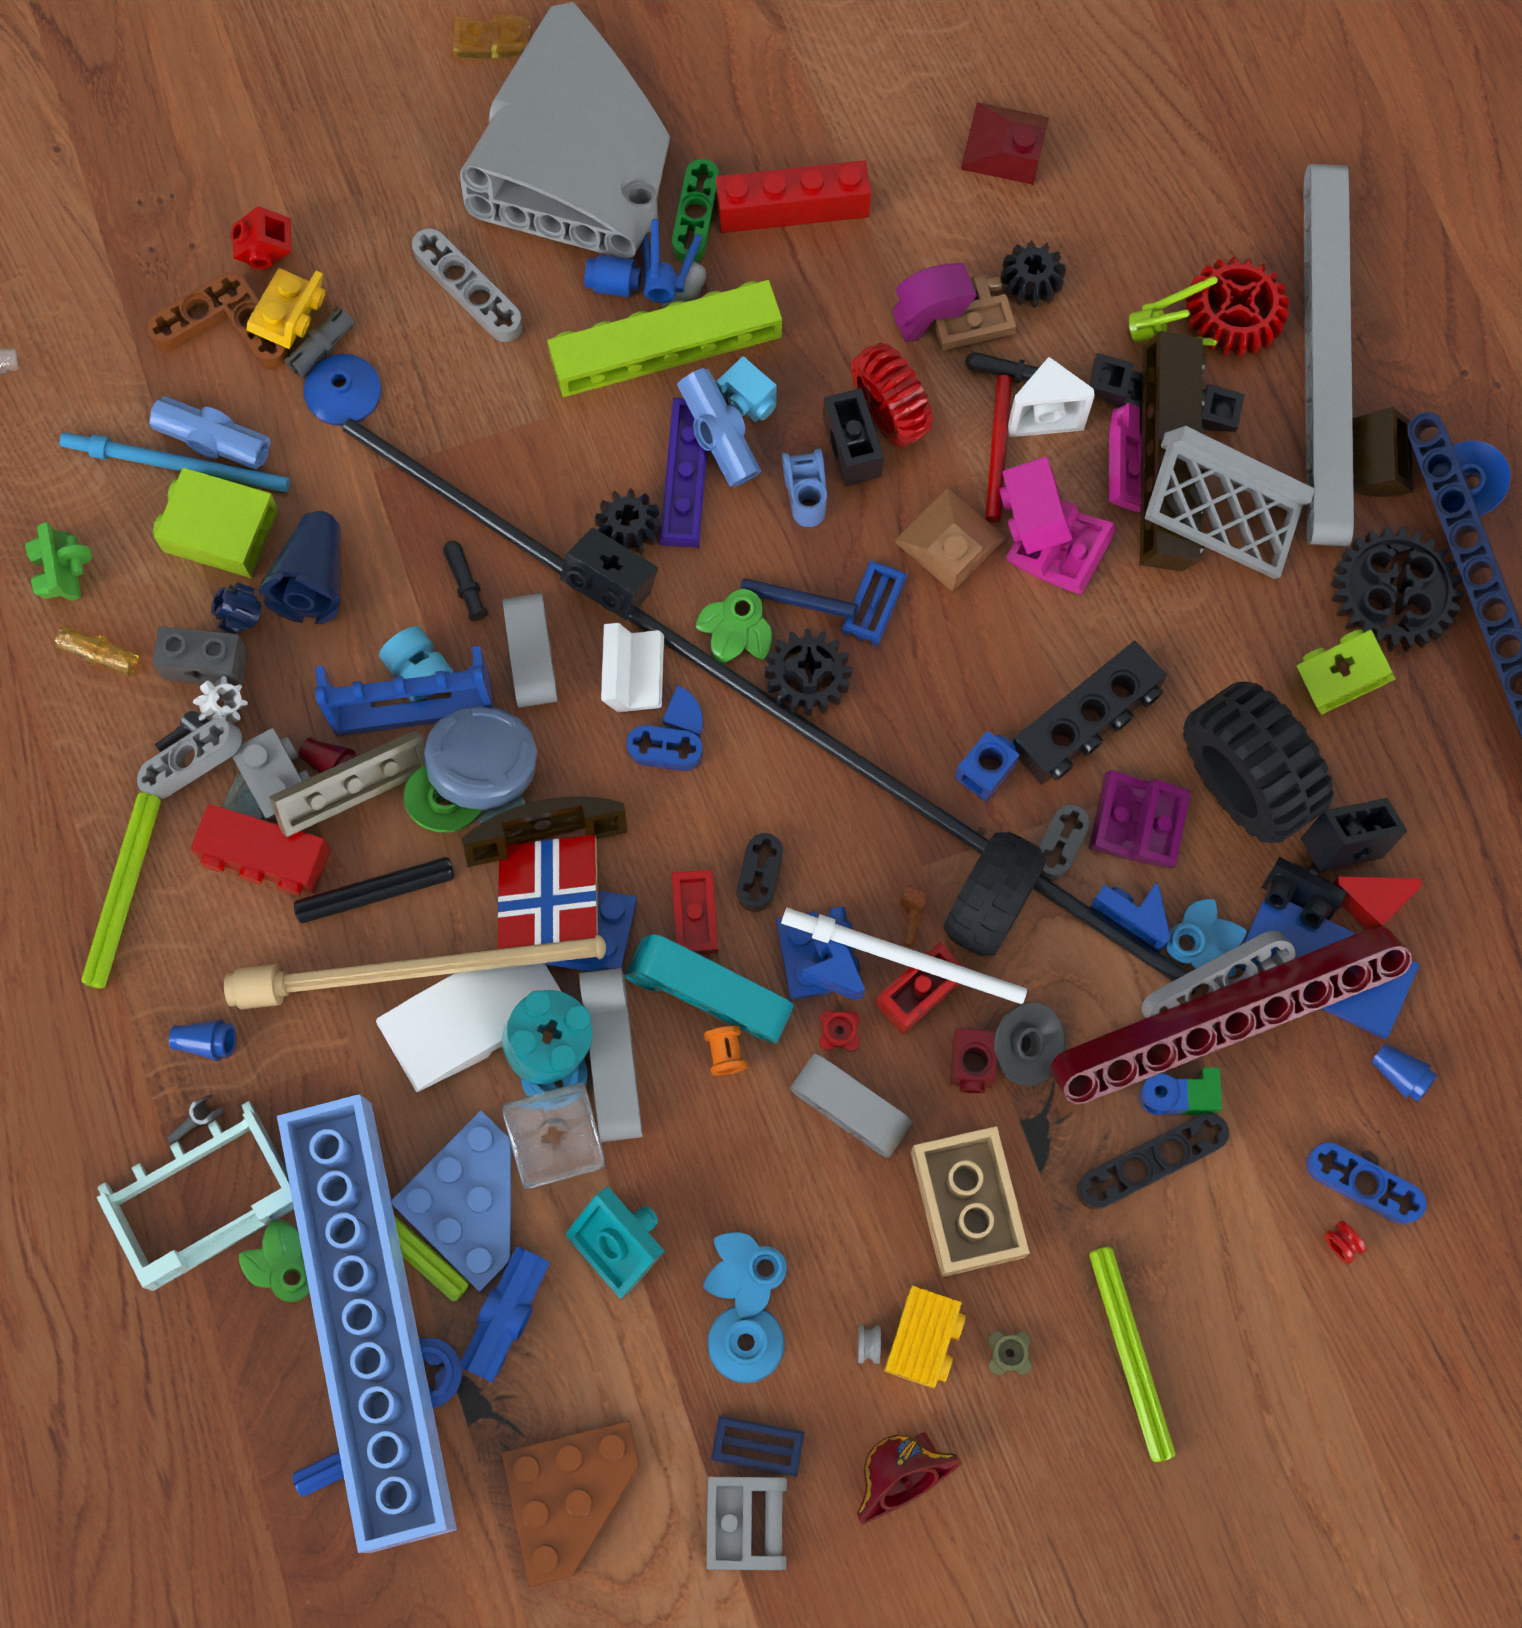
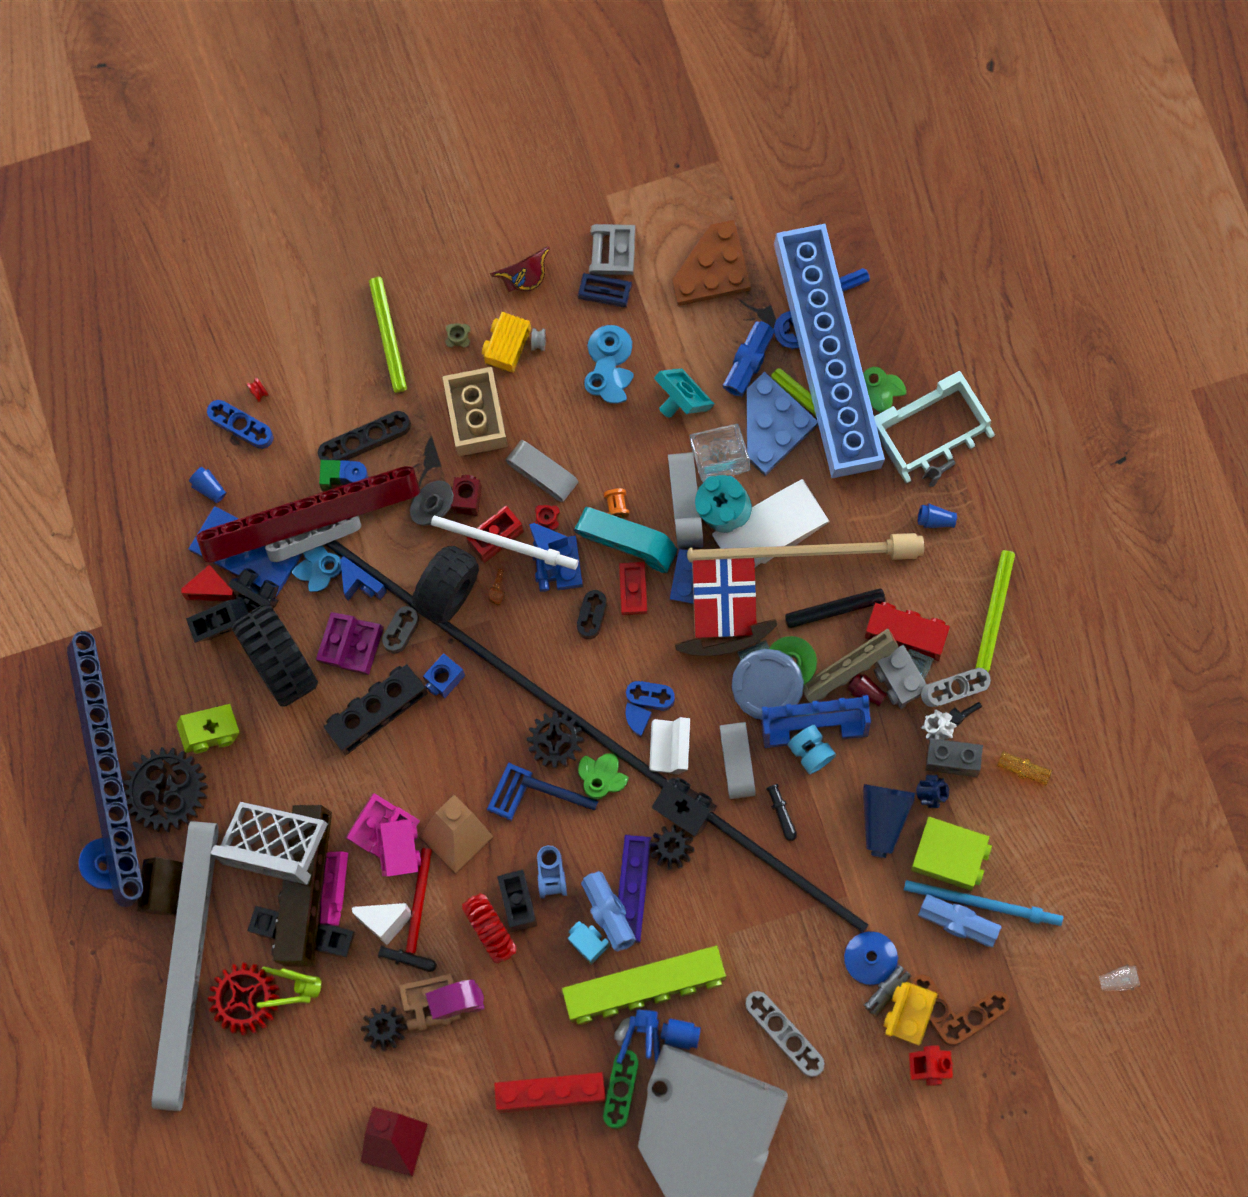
camera: 170 degrees left, 0 degrees up
(61, 562) = (1053, 829): bright green hips -> none

